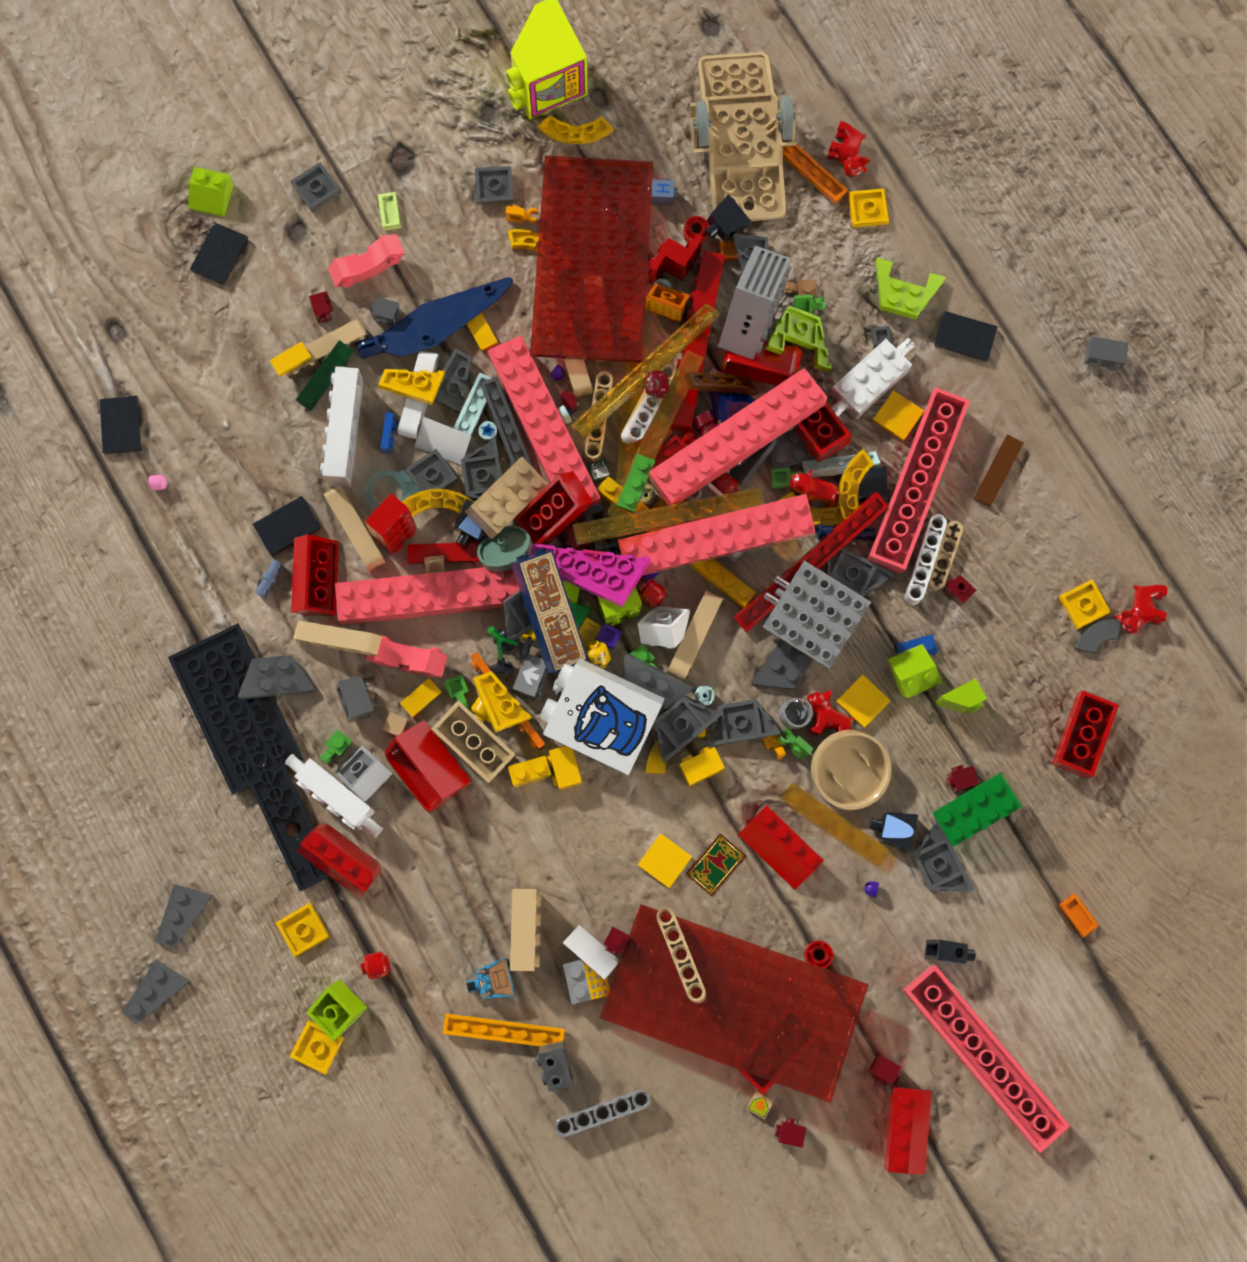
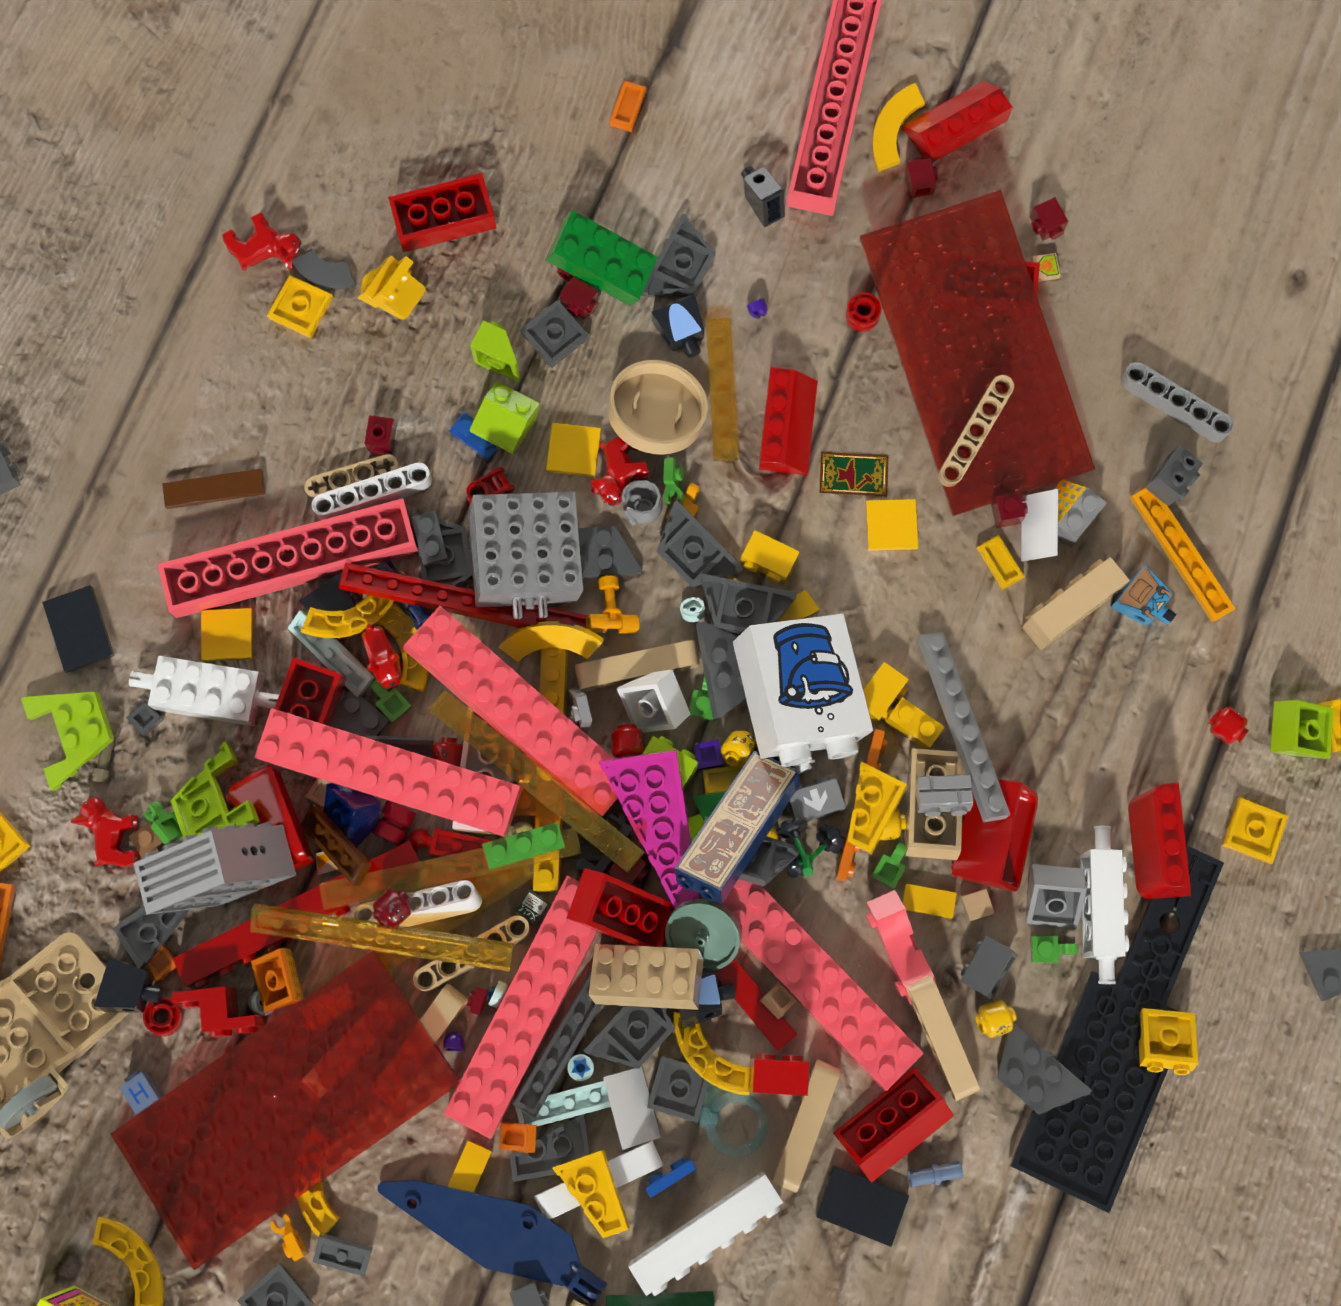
camera: 125 degrees left, 0 degrees up
(228, 766) = (1168, 1041): none -> yellow plate
(323, 680) = (995, 1018): none -> yellow head
(471, 745) = (944, 794): none -> light grey brick
(476, 366) = (517, 1137): none -> orange tile
(490, 235) = (342, 1254): none -> dark grey plate
(504, 796) = (963, 727): none -> light grey plate
(588, 910) = (1000, 562): none -> yellow tile
(690, 575) = (580, 709): none -> light grey wing
(736, 642) = (611, 617): none -> light orange bar
(752, 595) = (550, 635): none -> yellow tile
(826, 270) = (108, 832): none -> red animal
(868, 570) = (429, 539): none -> dark grey plate
(875, 634) = (489, 484): none -> red piece
(940, 1082) = (888, 124): none -> yellow tile
(949, 746) = (554, 334): none -> dark grey plate
(1054, 666) = (392, 287): none -> yellow piece

